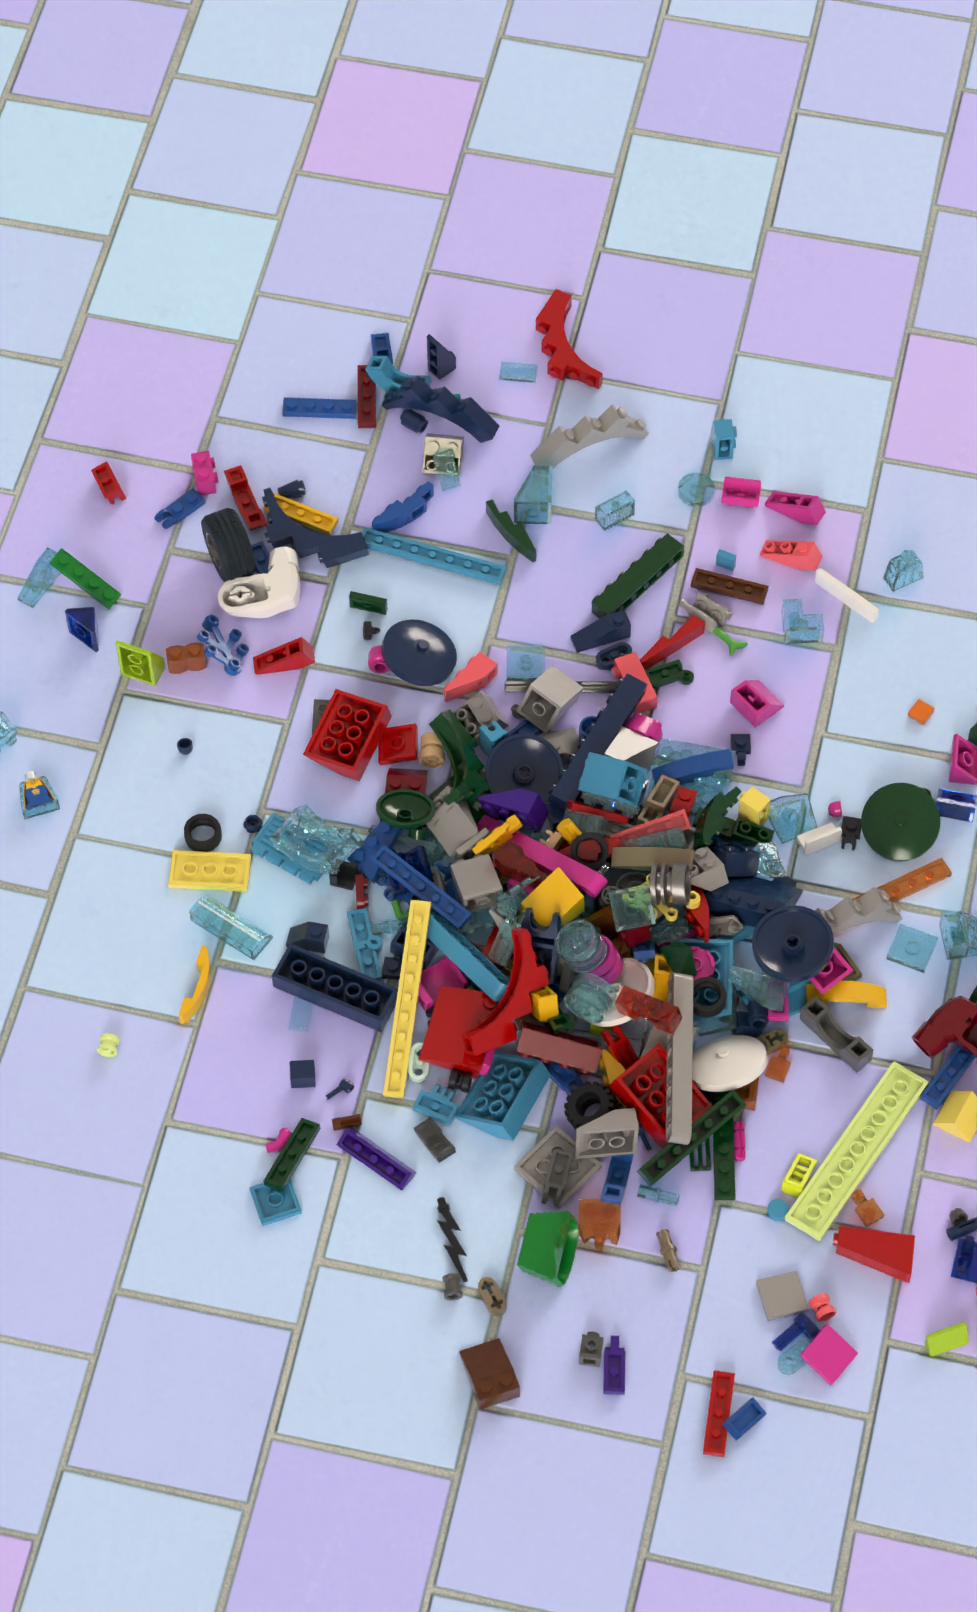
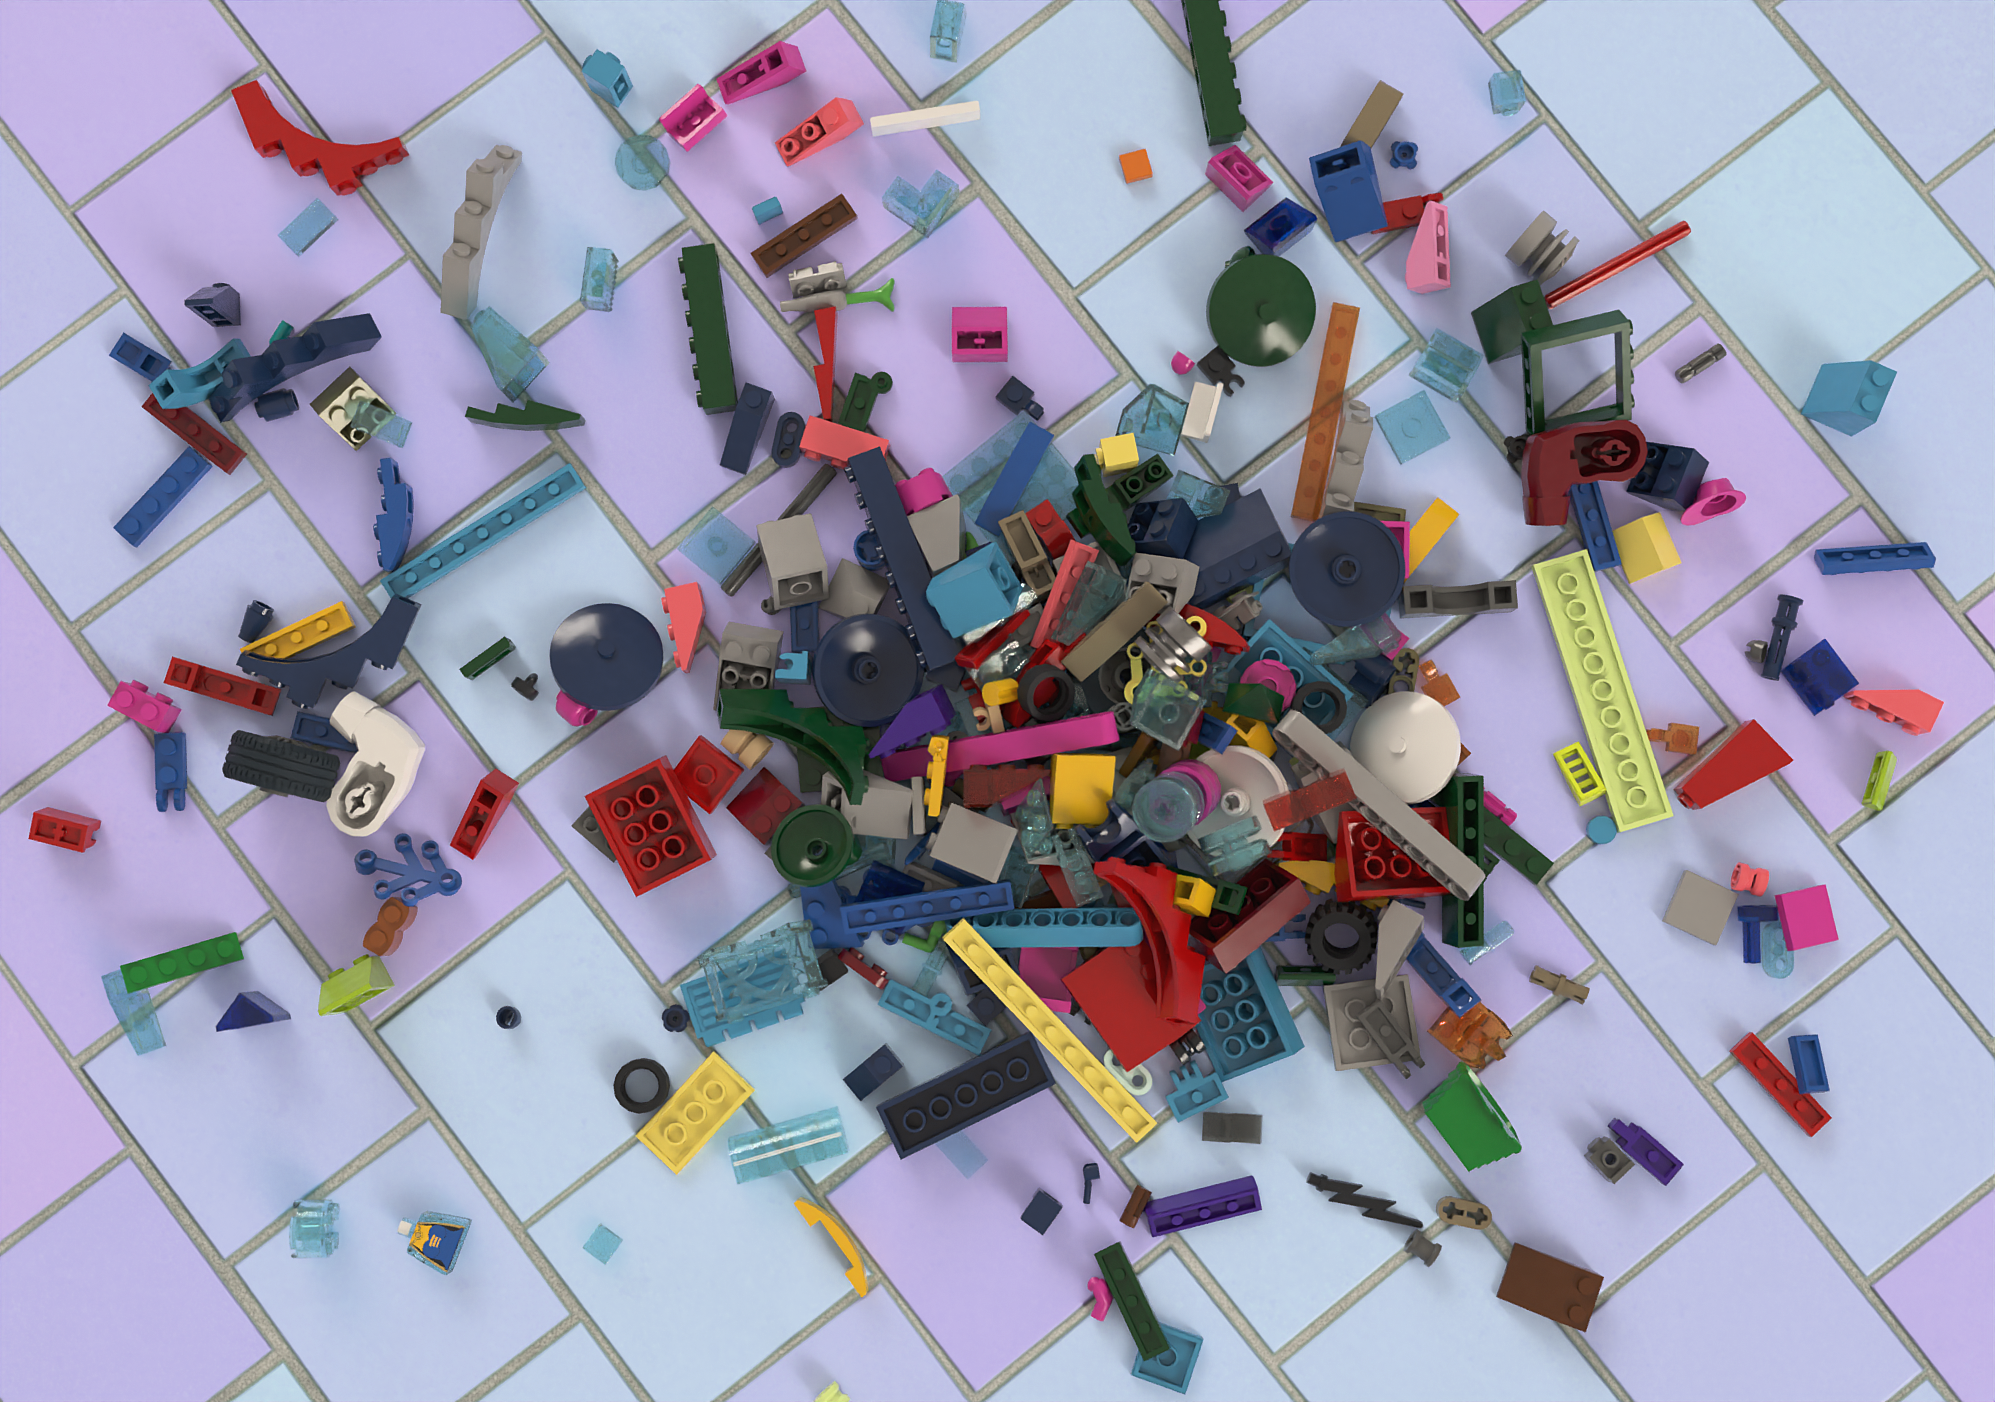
camera: 50 degrees left, 25 degrees up
(100, 877) = (602, 1243): none -> clear light blue tile
(551, 1113) = (1303, 975): none -> dark green slope

